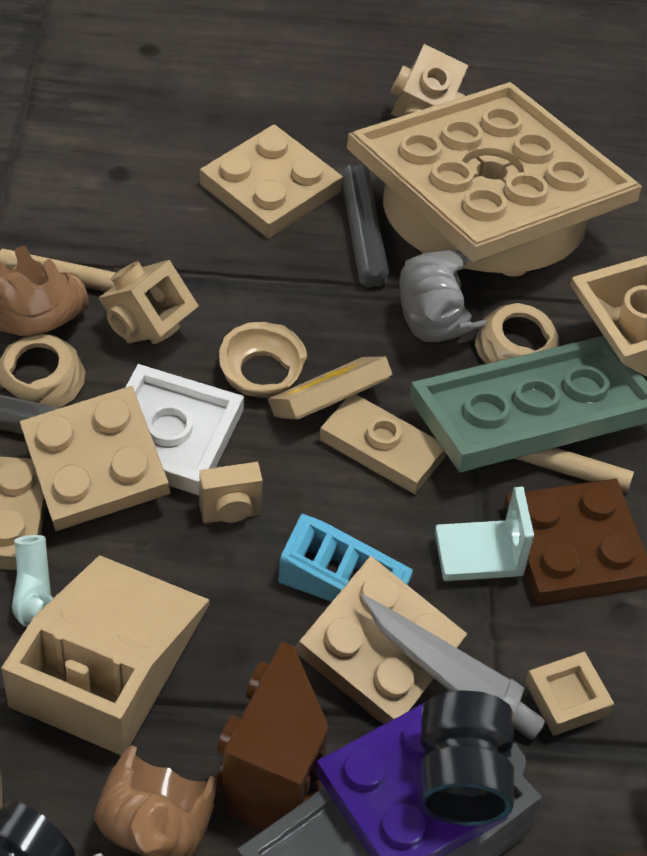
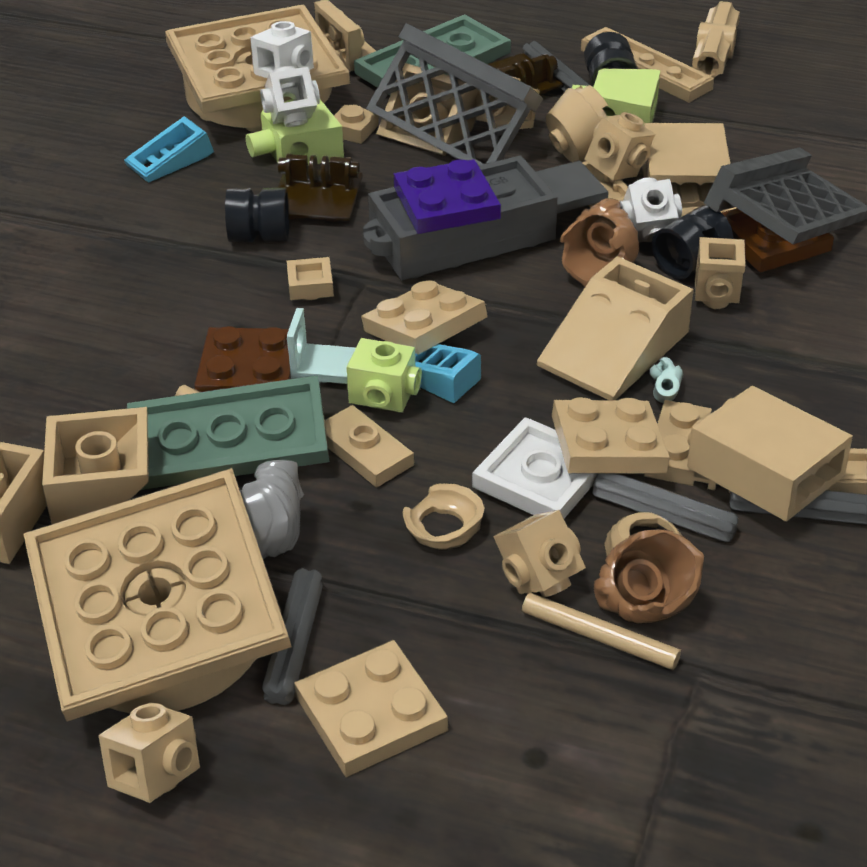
camera: 160 degrees left, 10 degrees down
(230, 492) = (501, 410): tan plate -> none
(273, 745) = (521, 248): reddish brown slope -> none
(330, 387) = (392, 476): tan tile -> none
(392, 507) = (382, 375): none -> yellowish green brick
(451, 666) = (377, 283): light grey bar -> none
(466, 758) = (418, 153): black wheel -> none

